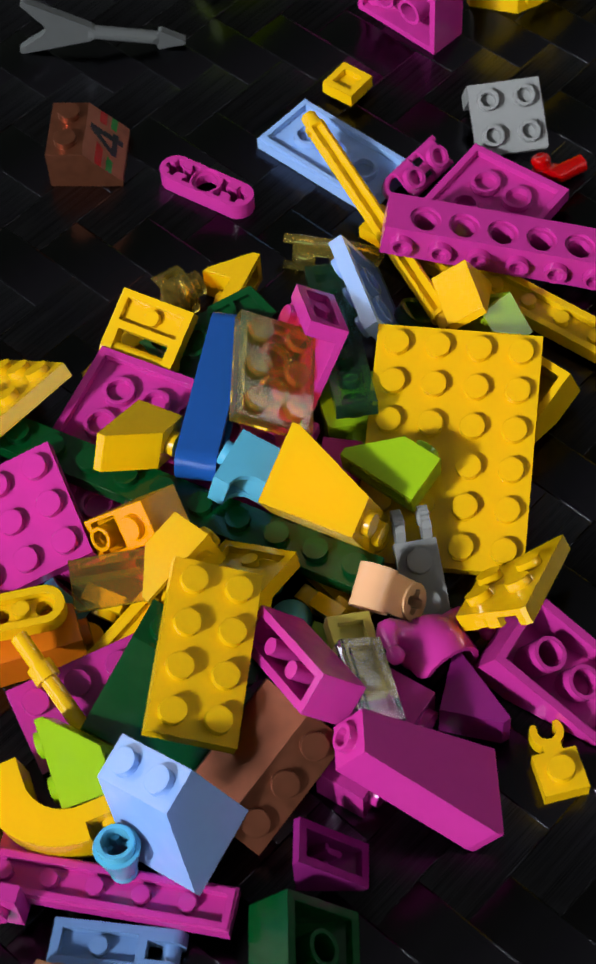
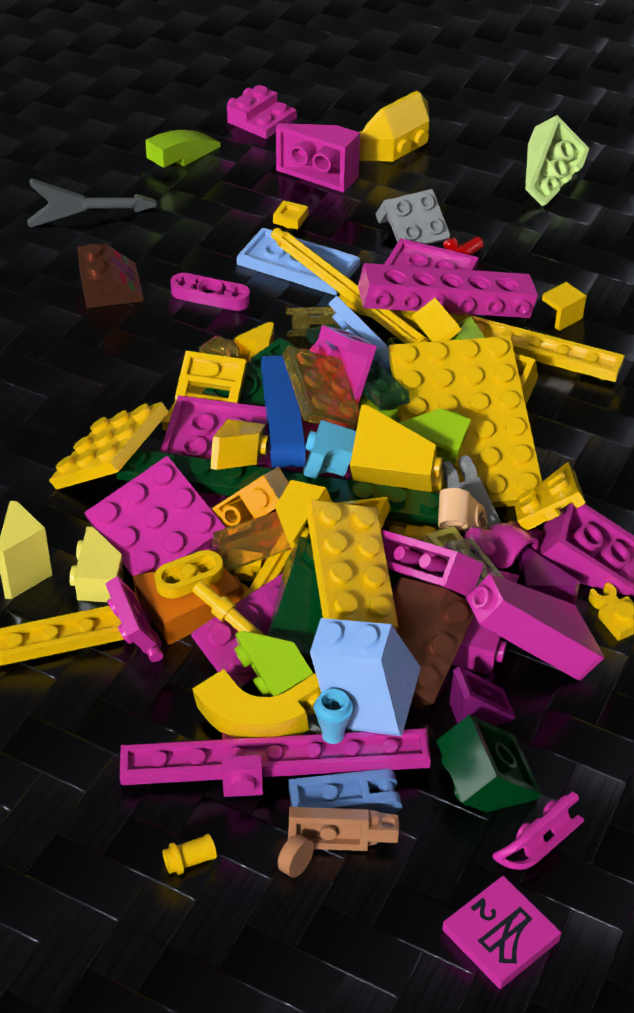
camera: 20 degrees left, 10 degrees down
(413, 177) = (374, 250): dark pink piece -> none

